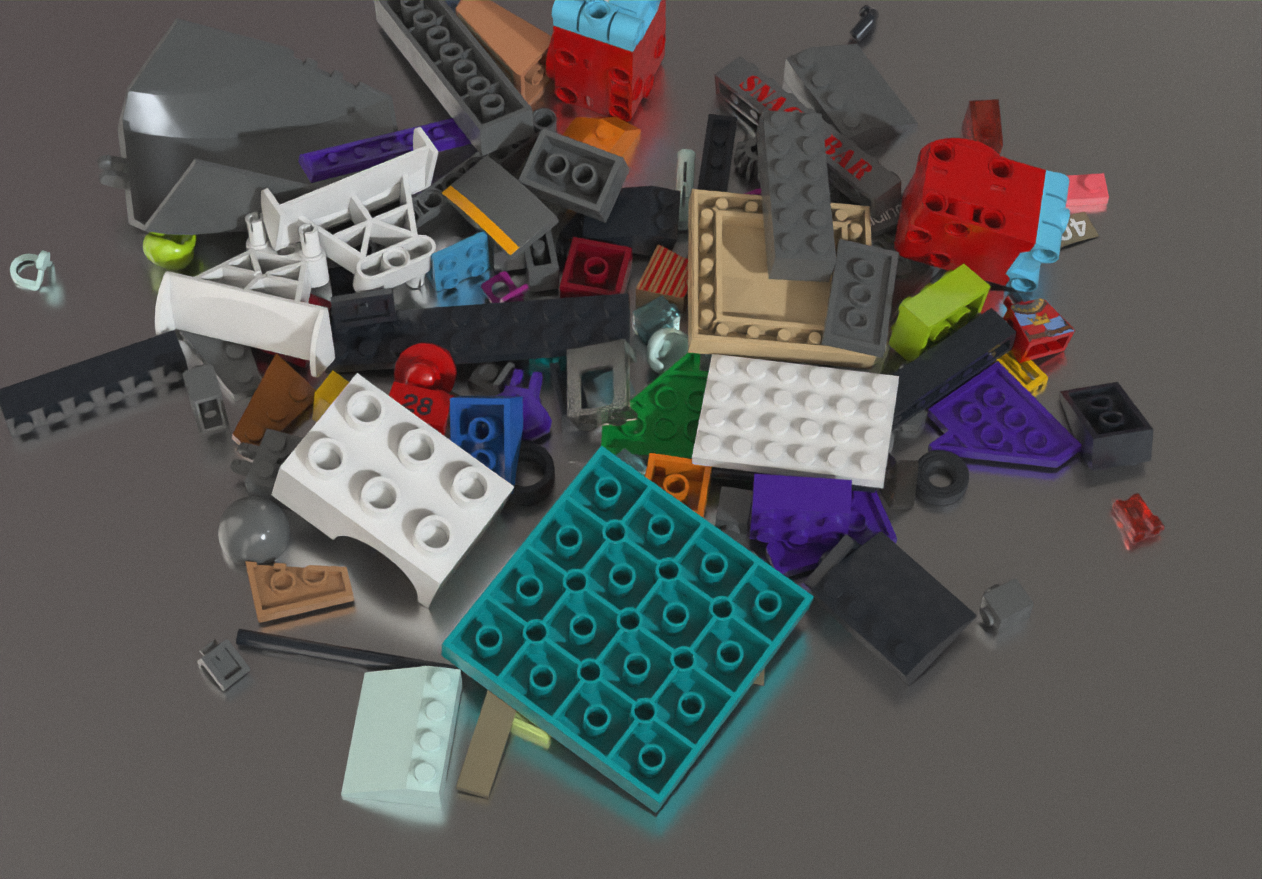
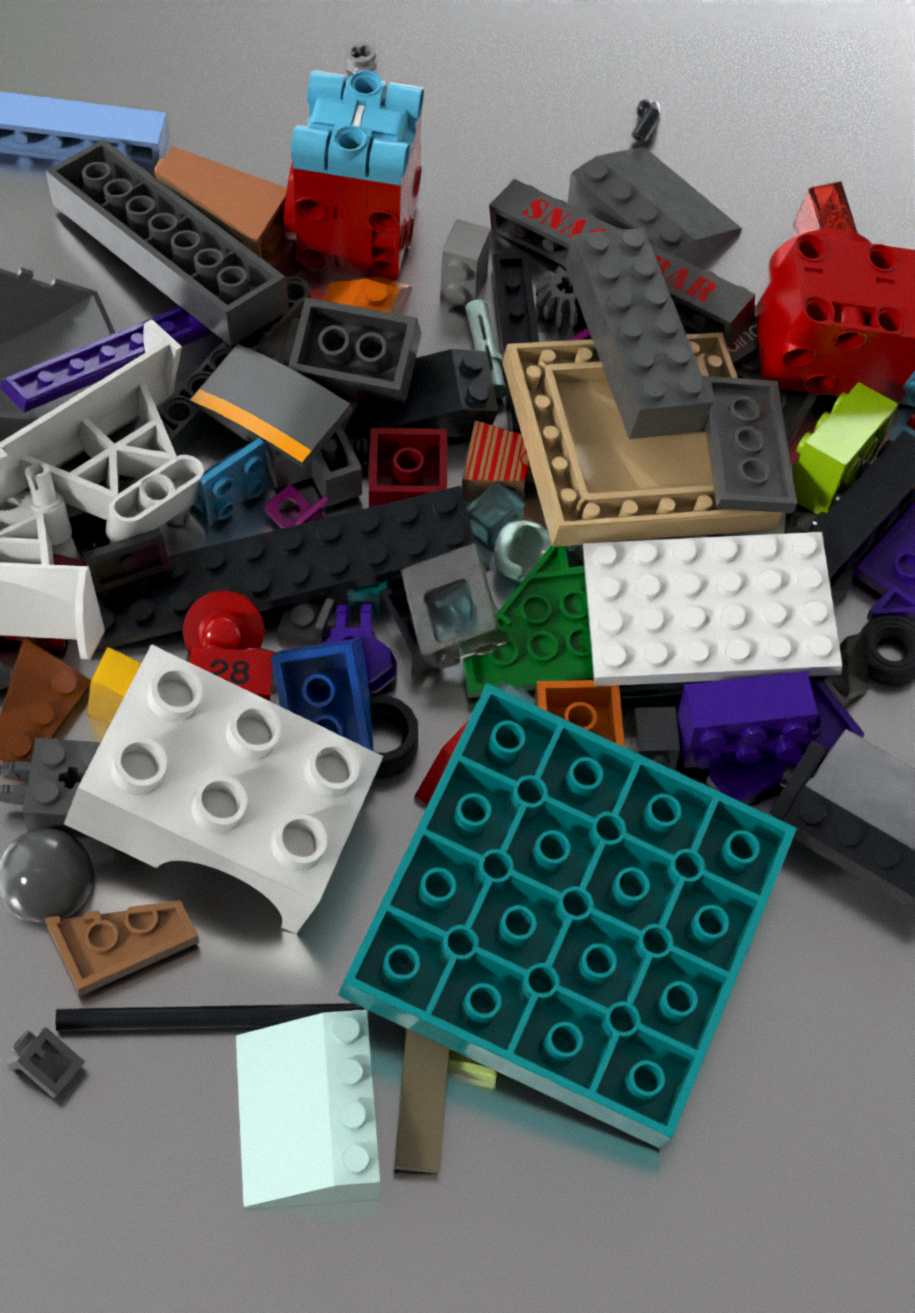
camera: 15 degrees left, 0 degrees up
(682, 117) = (464, 262): none -> light grey brick

